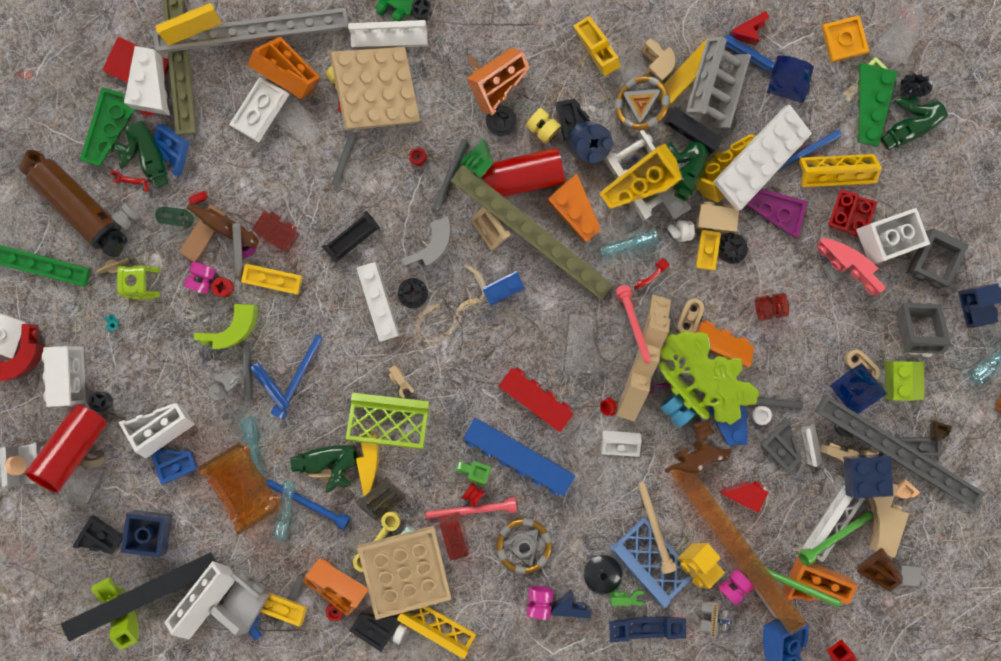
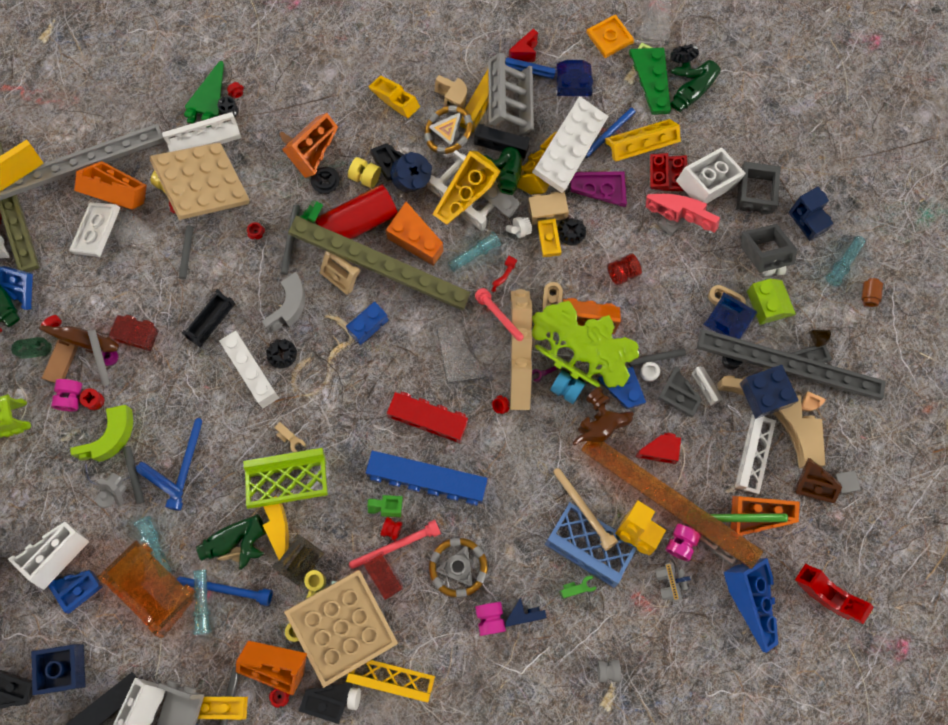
camera: 15 degrees left, 15 degrees down
(271, 279) = (139, 378): yellow plate -> none
(599, 565) = (536, 575): black dish -> none
(621, 443) = (524, 438): white slope -> none
(647, 627) = (609, 614): dark blue slope -> none
(809, 556) = (741, 485): bright green piece -> none

